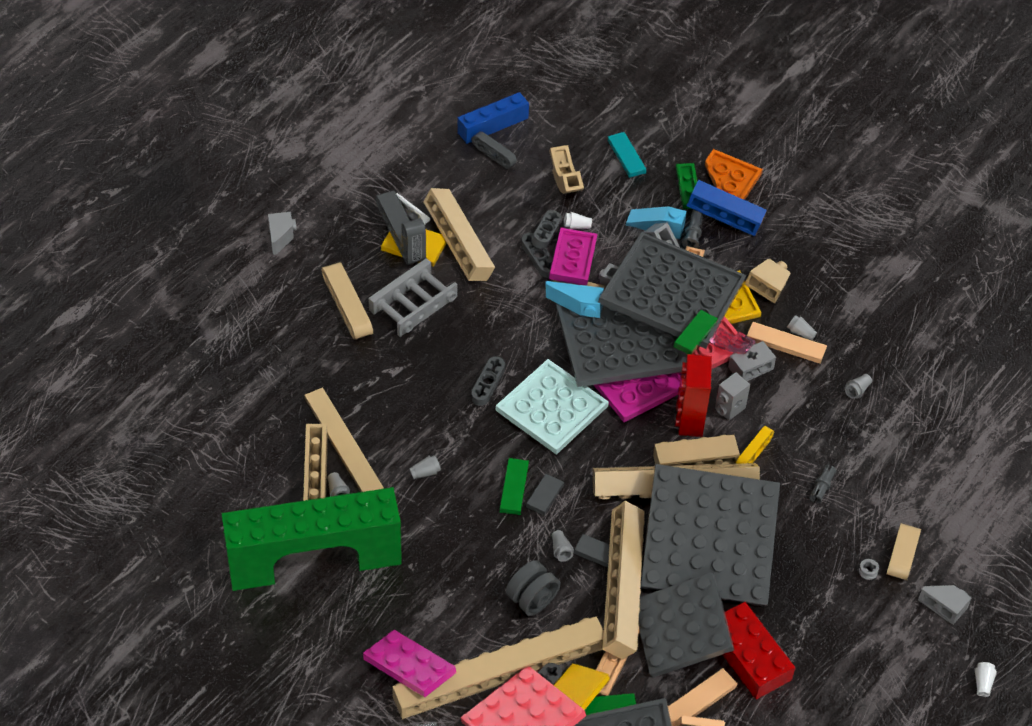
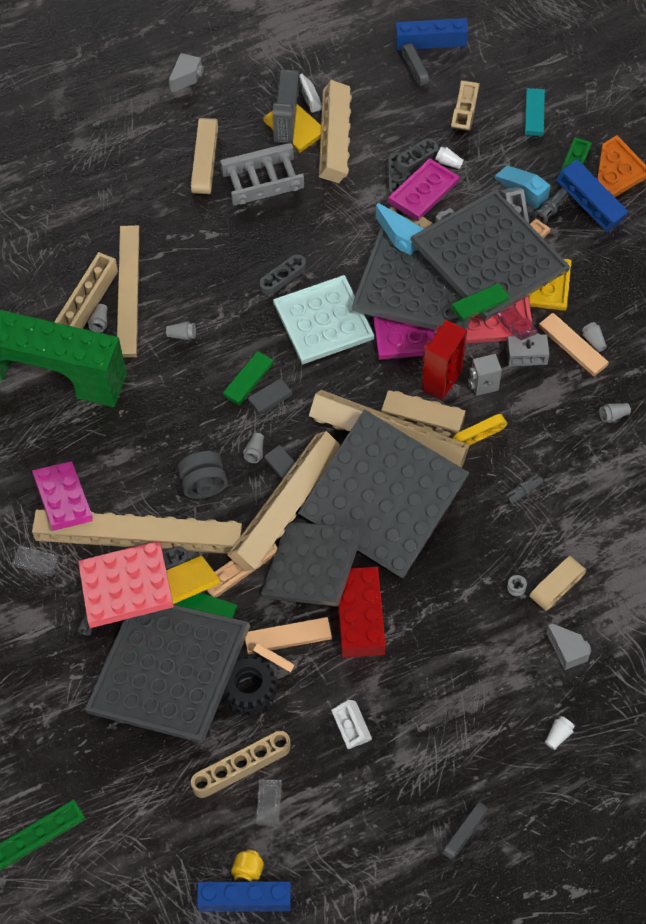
camera: 30 degrees right, 10 degrees up
(768, 279) = (591, 278): tan torso -> none

